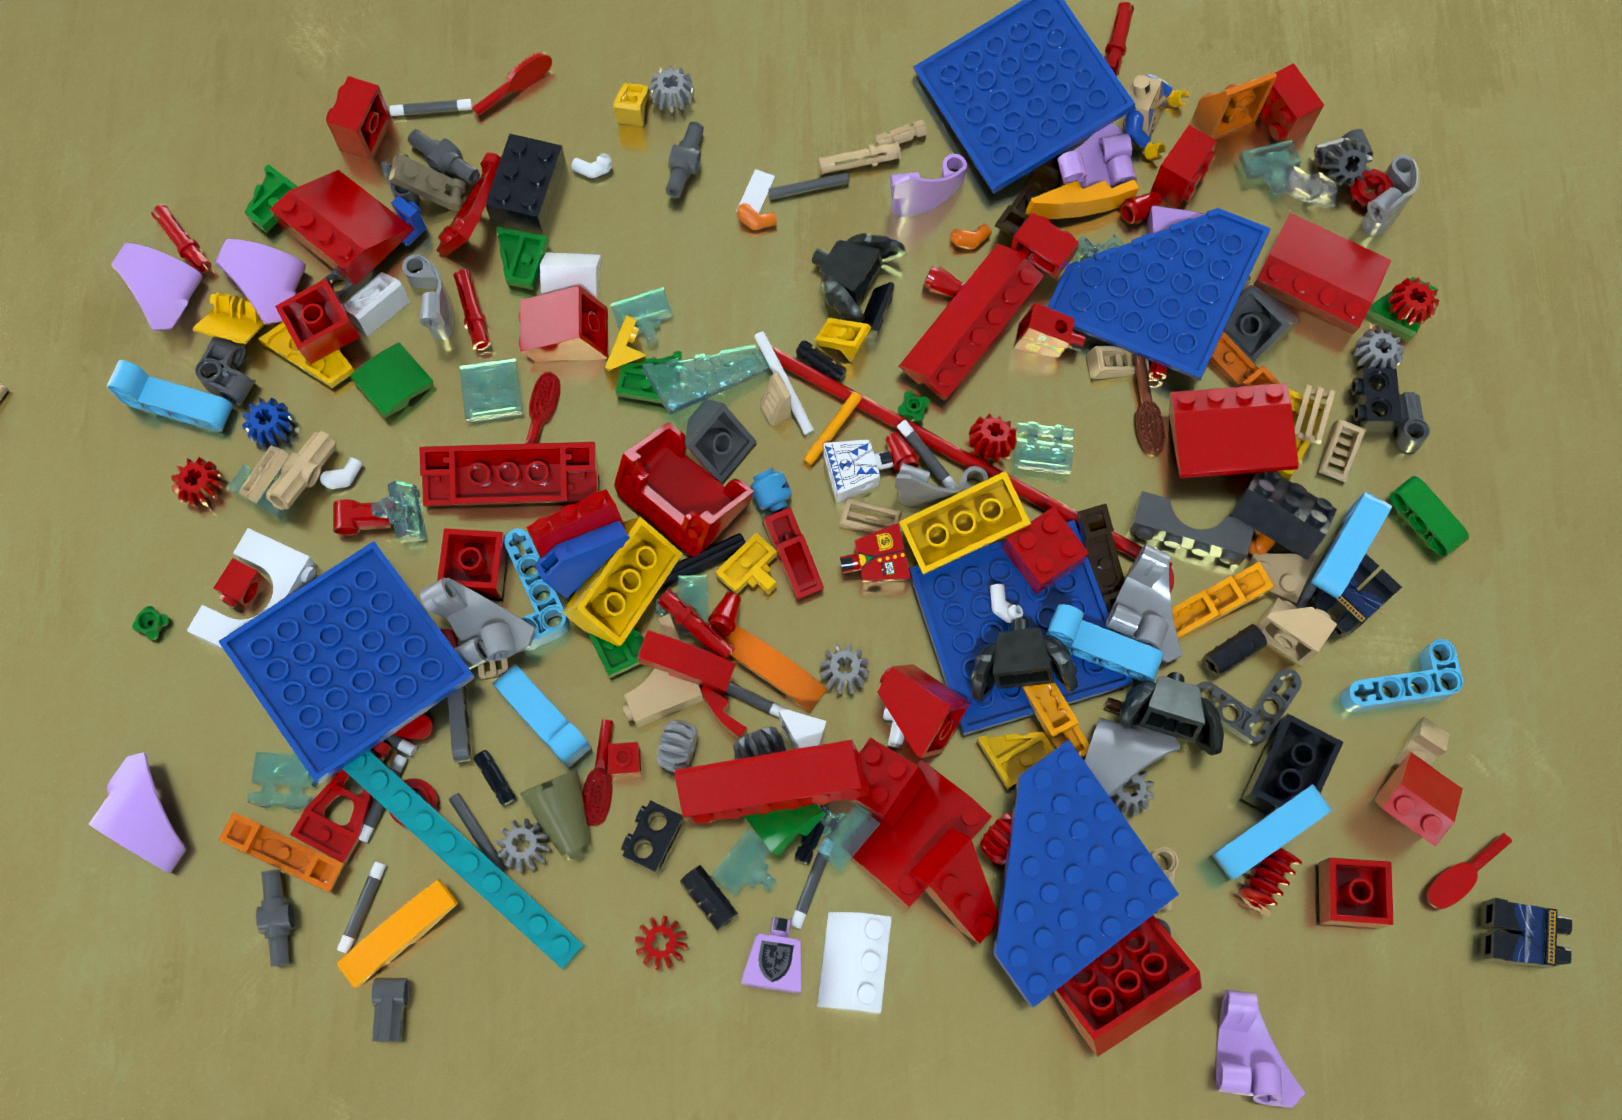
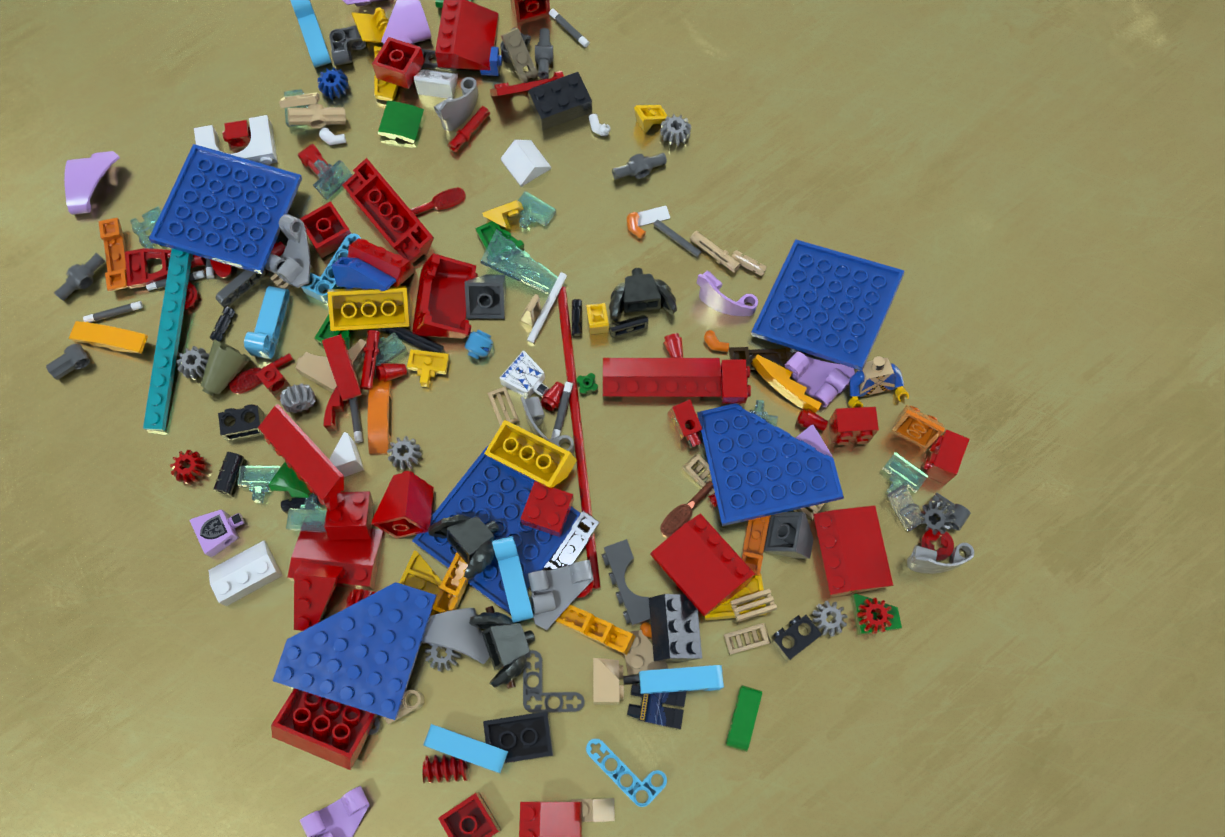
camera: 55 degrees right, 0 degrees up
(143, 618) = (191, 107): green plate -> none
(201, 472) = (277, 76): red gear -> none
(476, 830) = (189, 334): dark grey bar -> none
(491, 390) = (432, 171): clear light blue plate -> none
(521, 78) = (618, 55): red piece -> none
(521, 256) = (517, 129): green wing -> none
(563, 326) = (492, 178): slope -> none
(759, 743) = (324, 439): dark grey gear -> none
(793, 553) = (452, 380): red slope -> none
(808, 891) = (265, 523): dark grey bar -> none
(832, 428) = (540, 350): light orange bar -> none
(879, 556) = (479, 425): red torso -> none
(992, 438) = (593, 441): red gear -> none
(1001, 607) = (498, 509): white arm -> none
(1043, 455) = (611, 472): clear light blue plate -> none
(1117, 45) = (903, 338): red pin -> none
(1235, 650) = (571, 658): black axle -> none
(1412, 423) = (798, 665): dark grey piece -> none

